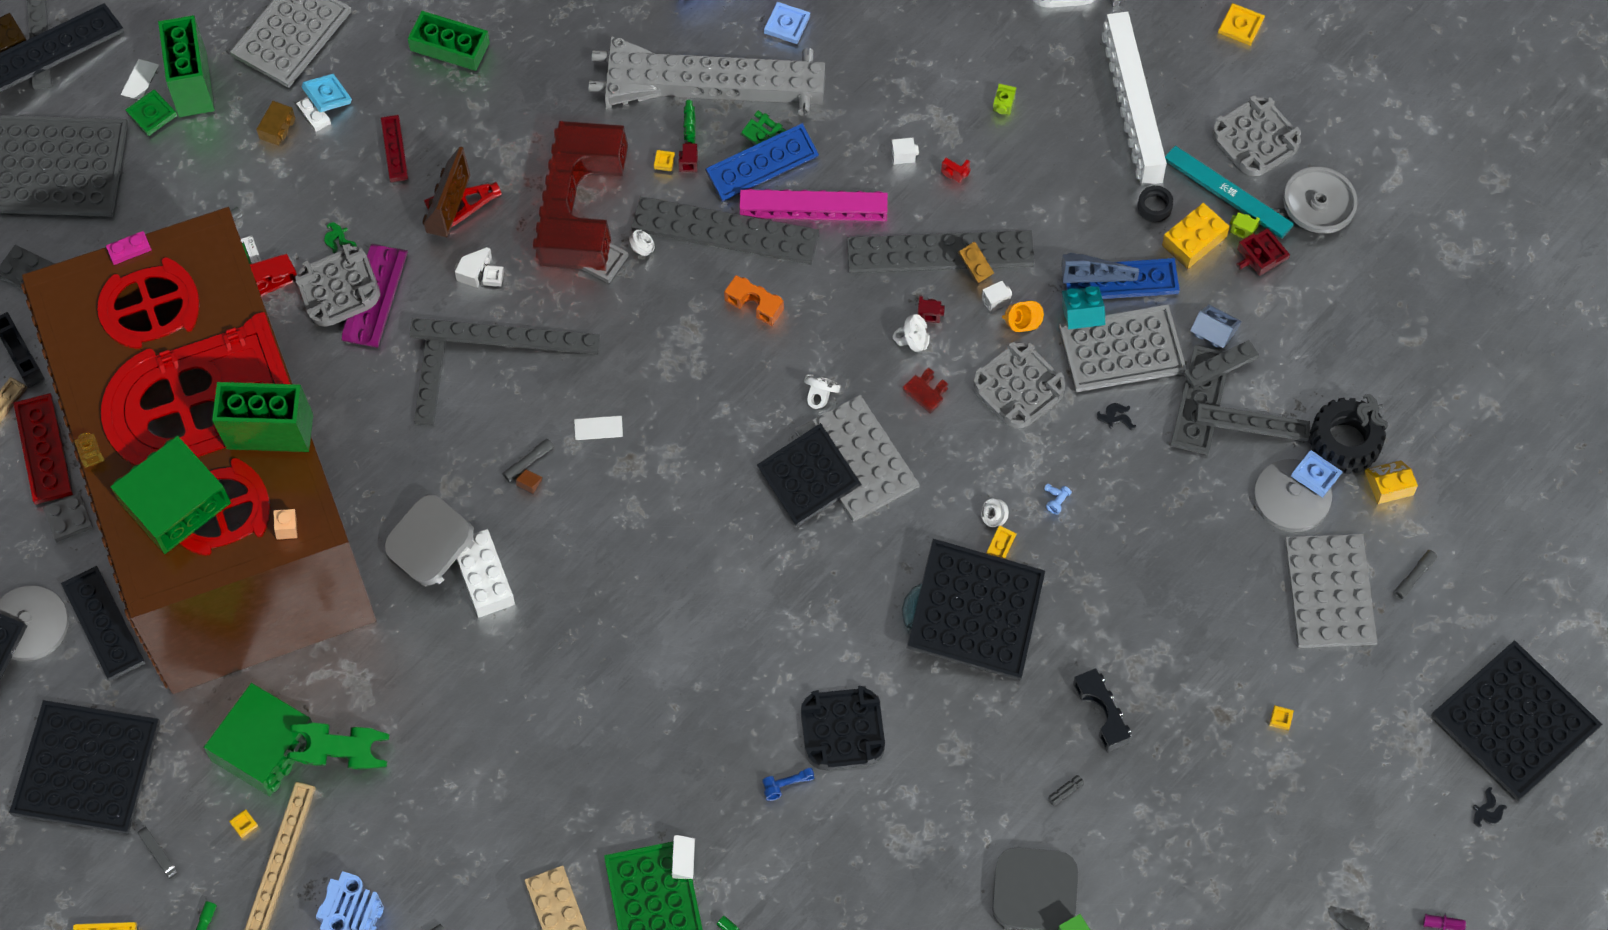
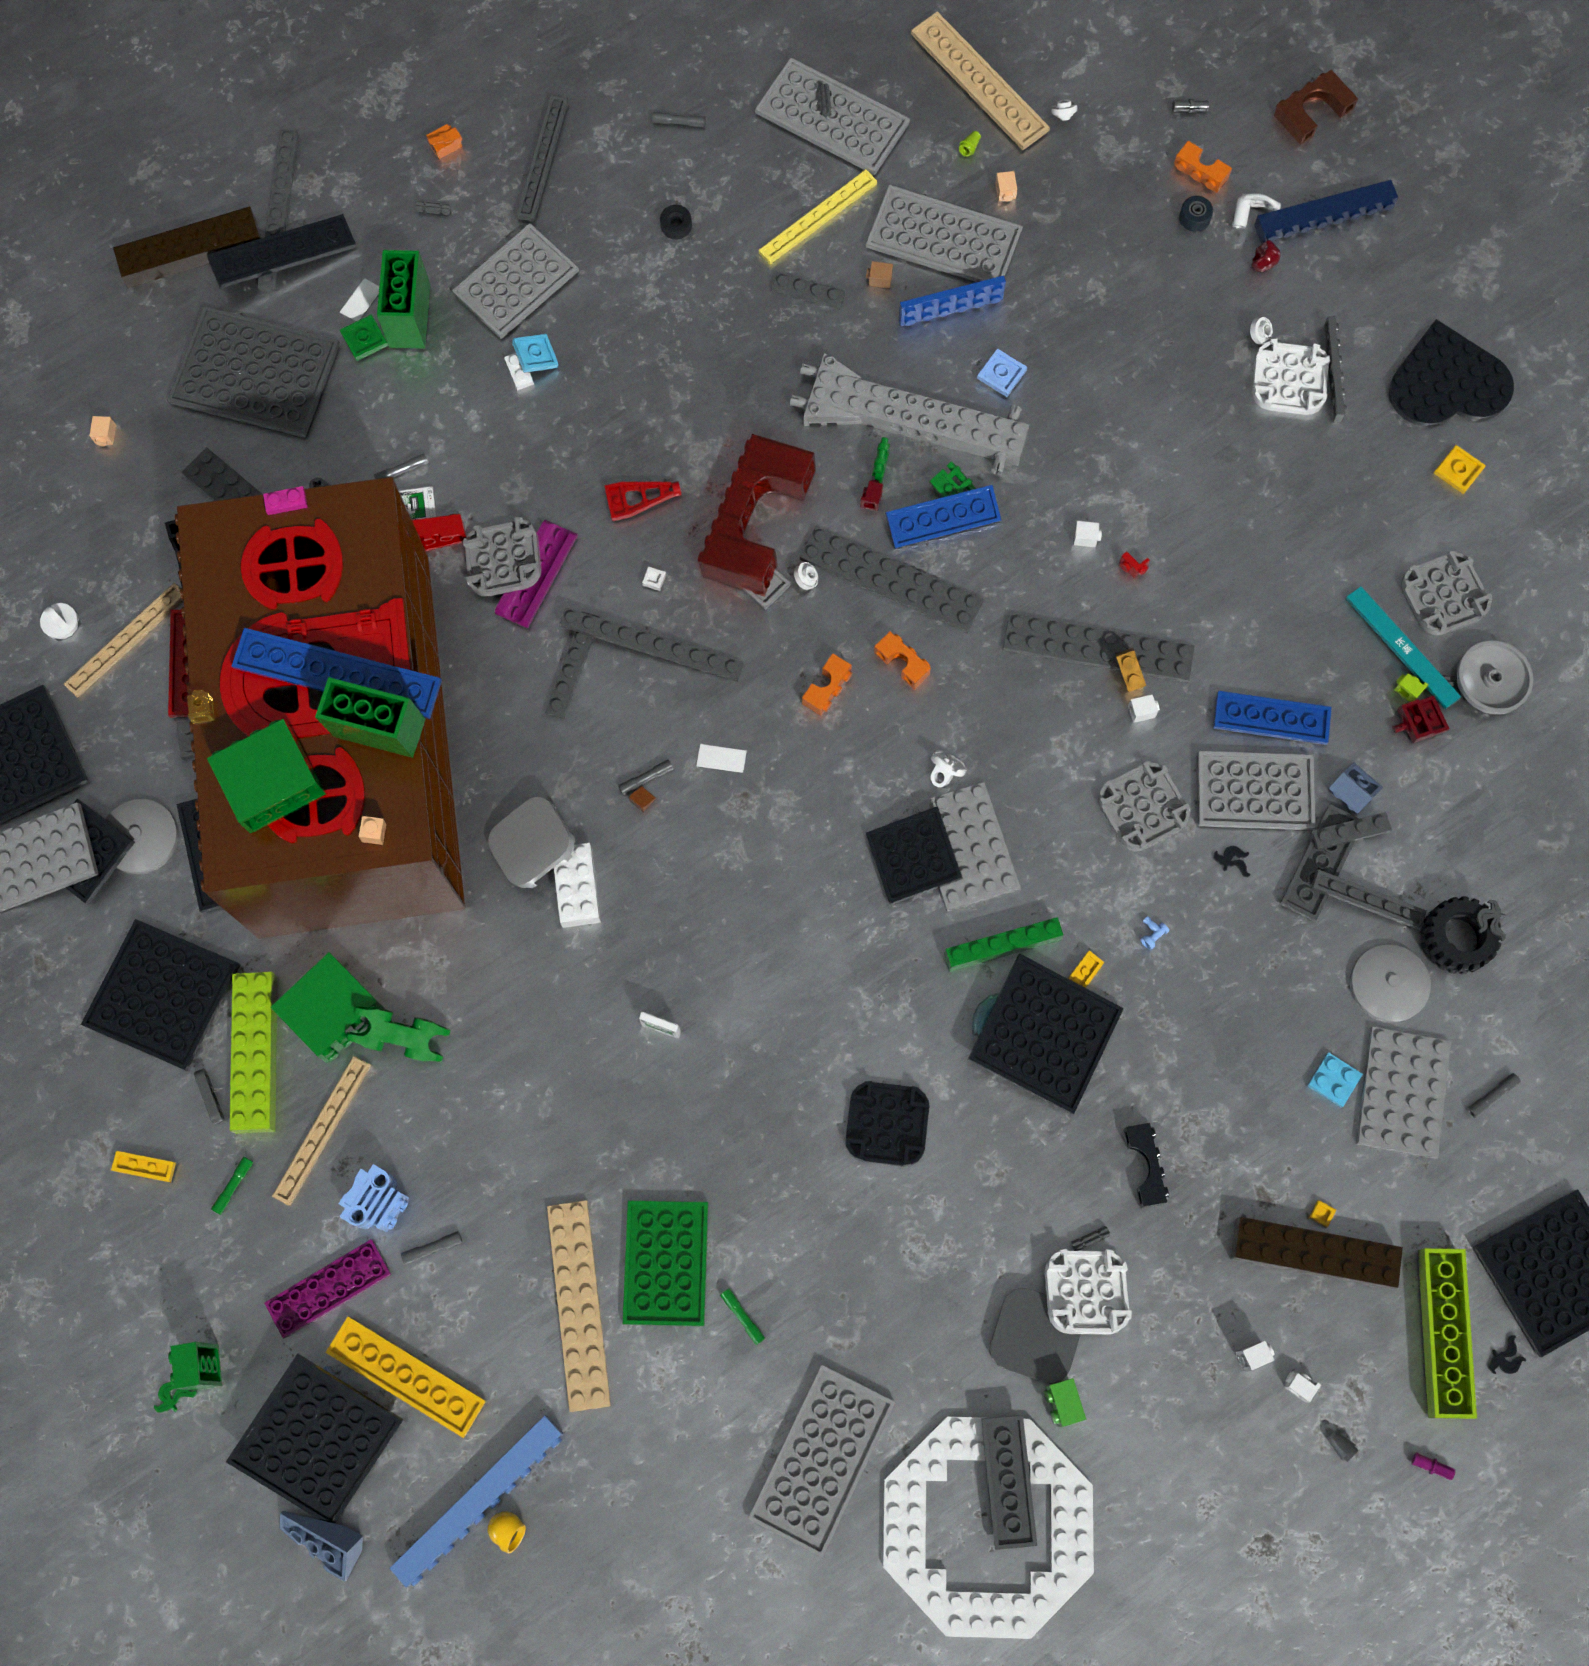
camera: 15 degrees right, 10 degrees up
(193, 800) = (253, 1053): none -> lime brick
(196, 387) = (312, 666): none -> blue plate
(243, 823) = (296, 1085): yellow tile -> none
(276, 123) = (480, 374): pearl gold brick -> none
(331, 236) = (508, 503): green piece -> none
(394, 148) = (588, 424): dark red plate -> none
(447, 195) = (627, 488): reddish brown slope -> none
(448, 40) = (665, 323): green brick -> none
(471, 267) = (635, 565): white slope -> none
(597, 683) = (660, 1025): none -> white tile
(664, 160) = (847, 493): yellow plate -> none
(682, 351) = (819, 698): none -> orange arch
(683, 857) = (702, 1222): white slope -> none
(772, 787) = (805, 1167): blue brick -> none
(814, 205) = (984, 572): dark pink brick -> none
(914, 332) = (1052, 730): white tile -> none
(915, 538) = (1003, 944): none -> green brick
(923, 393) = (1046, 794): clear red plate -> none
(930, 310) = (1073, 708): dark red brick -> none
(994, 512) = (1087, 936): white plate -> none
(1004, 99) = (1200, 500): lime brick -> none
(1024, 316) = (1165, 735): light orange piece -> none
(1074, 837) = (1087, 1292): none -> white tile
(1083, 307) = (1227, 741): teal brick -> none
(1085, 268) = (1241, 701): sand blue wedge -> none
(1134, 99) = (1332, 528): white brick -> none
(1155, 191) = (1332, 632): black tyre -> none
(1195, 235) = (1358, 687): yellow brick -> none
(1249, 858) = (1255, 1355): none -> white brick
(1262, 593) = (1334, 1080): none -> medium azure plate
(1284, 753) = (1316, 1253): none -> dark brown brick
(1301, 878) = (1301, 1386): none -> white brick
(1316, 473) = (1420, 969): light blue plate -> none
(1391, 481) = (1493, 991): yellow slope -> none
(1425, 797) = (1447, 1333): none -> lime brick

